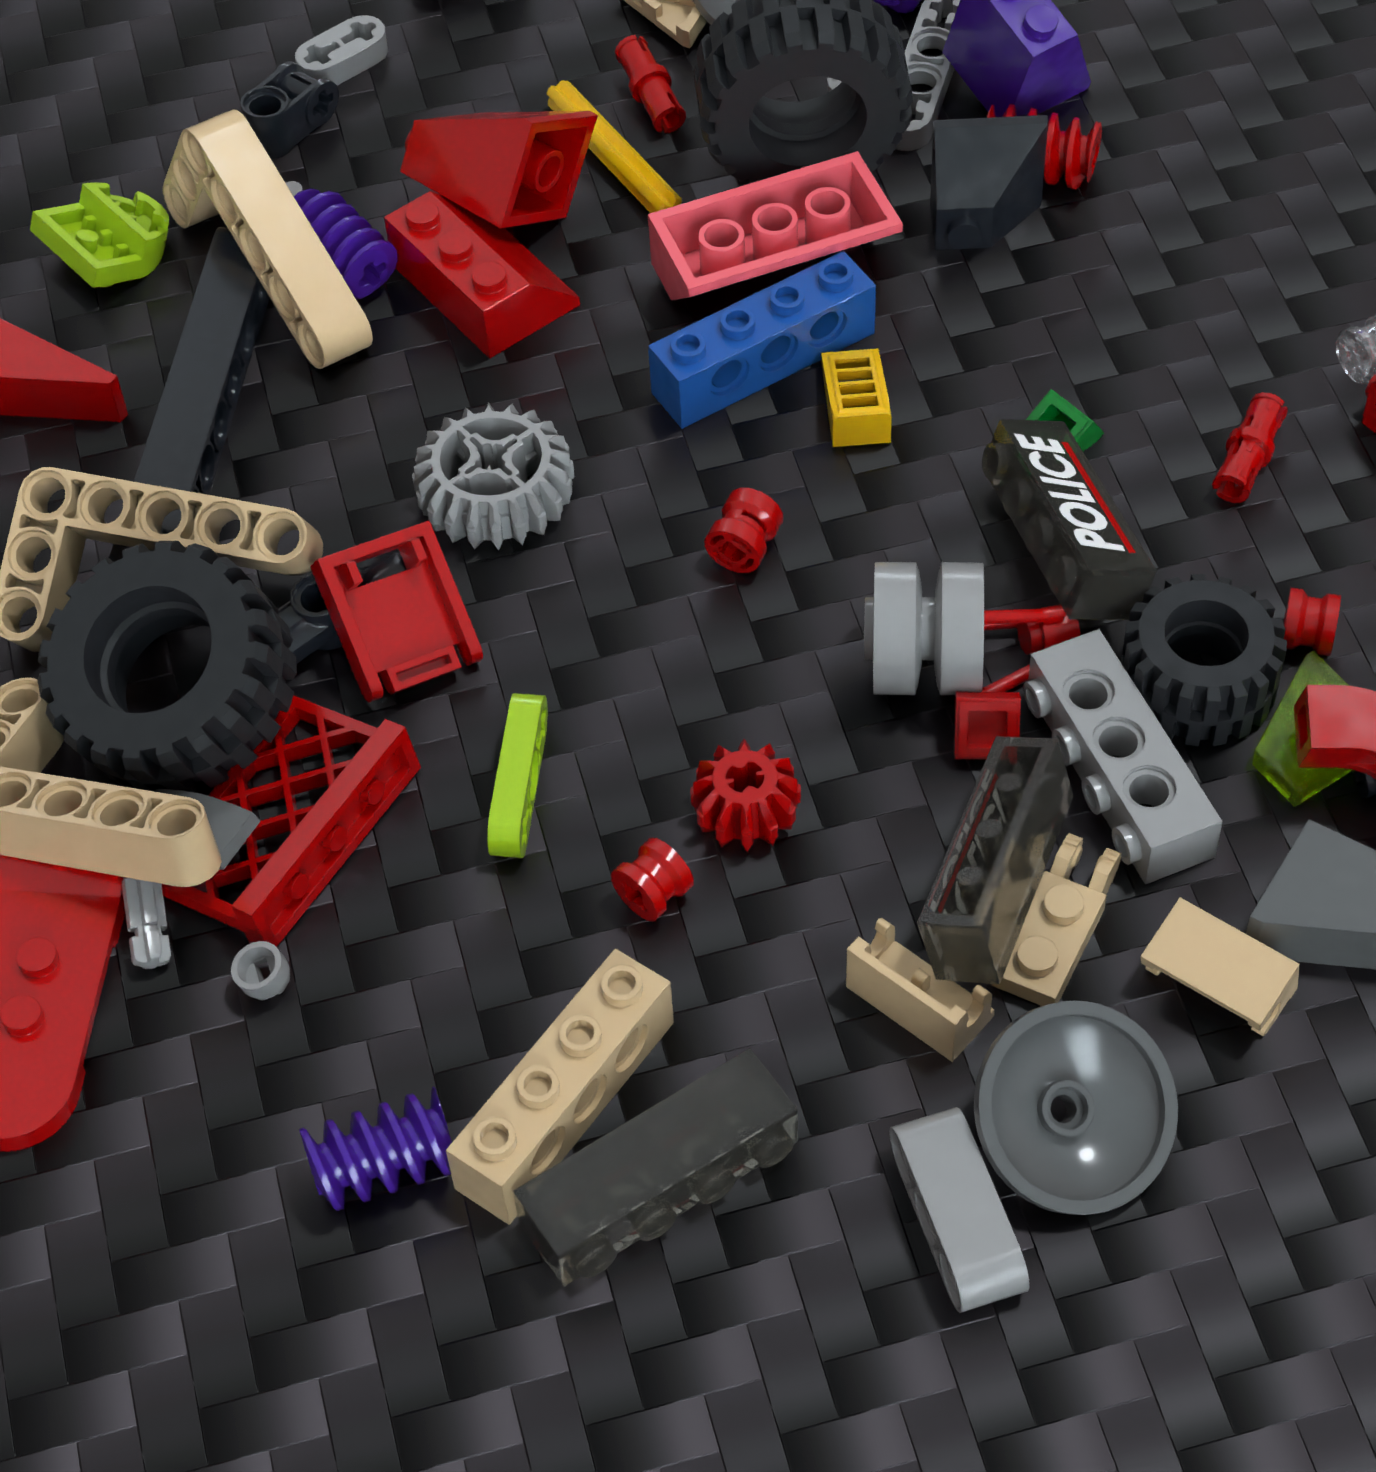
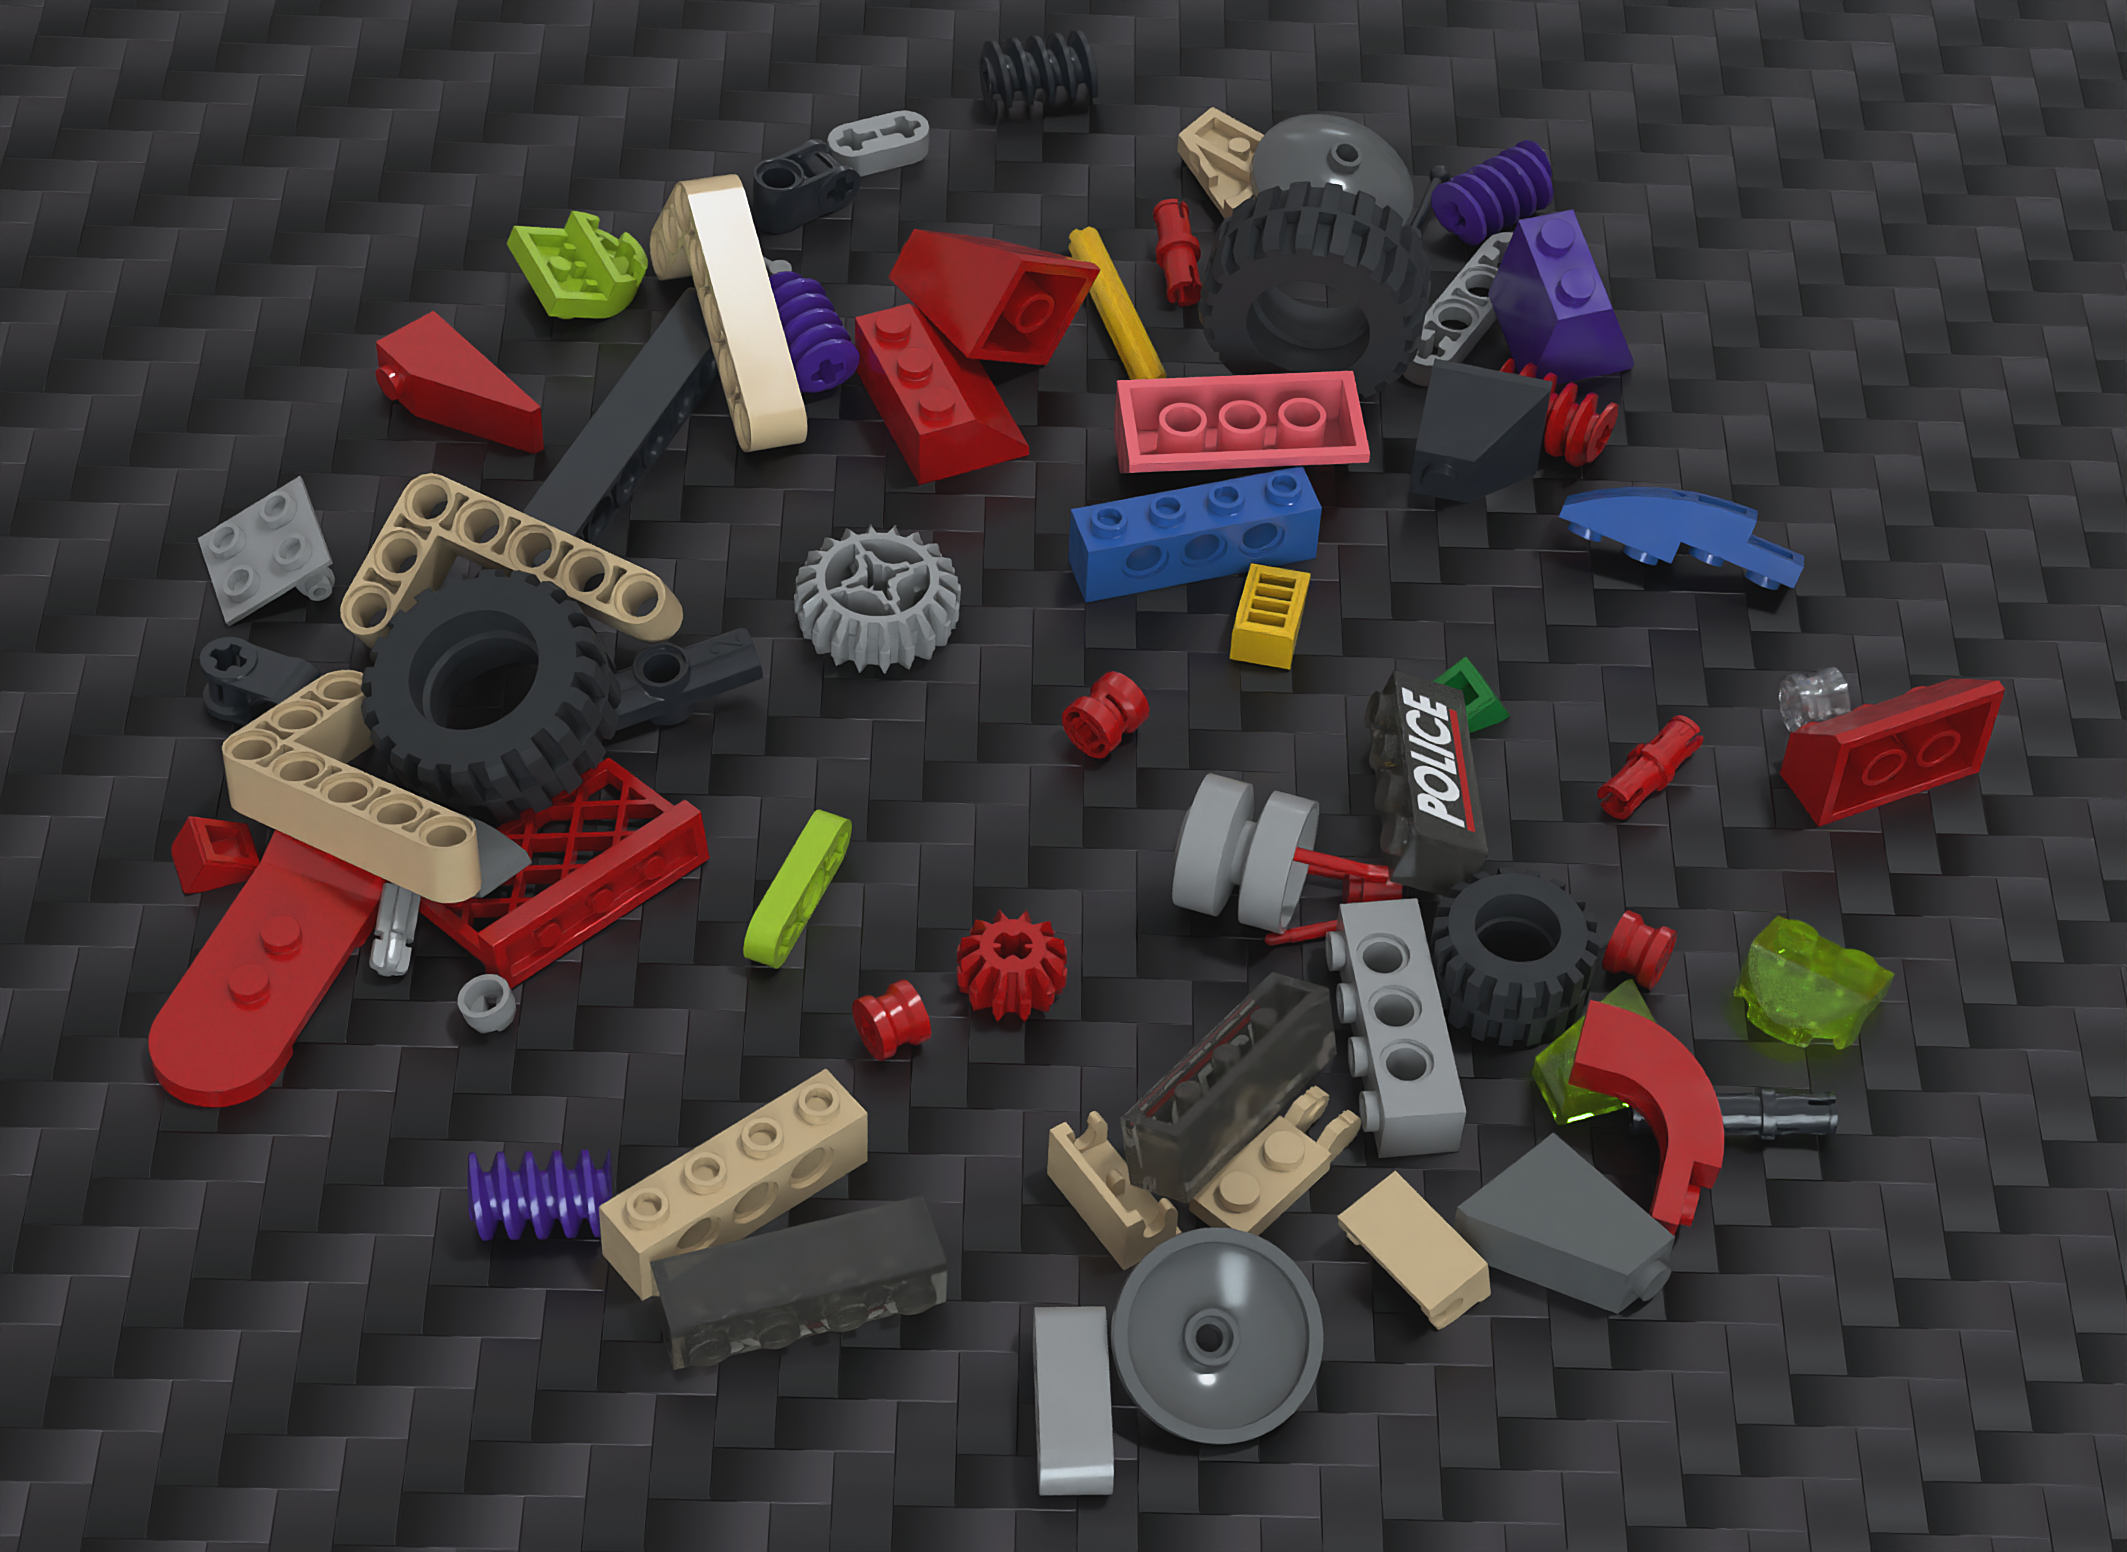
camera: 10 degrees right, 5 degrees down
(401, 622) = (733, 714): red container -> none
(981, 719) = (1272, 950): red tile -> none
(1176, 217) = (1659, 519): none -> blue slope

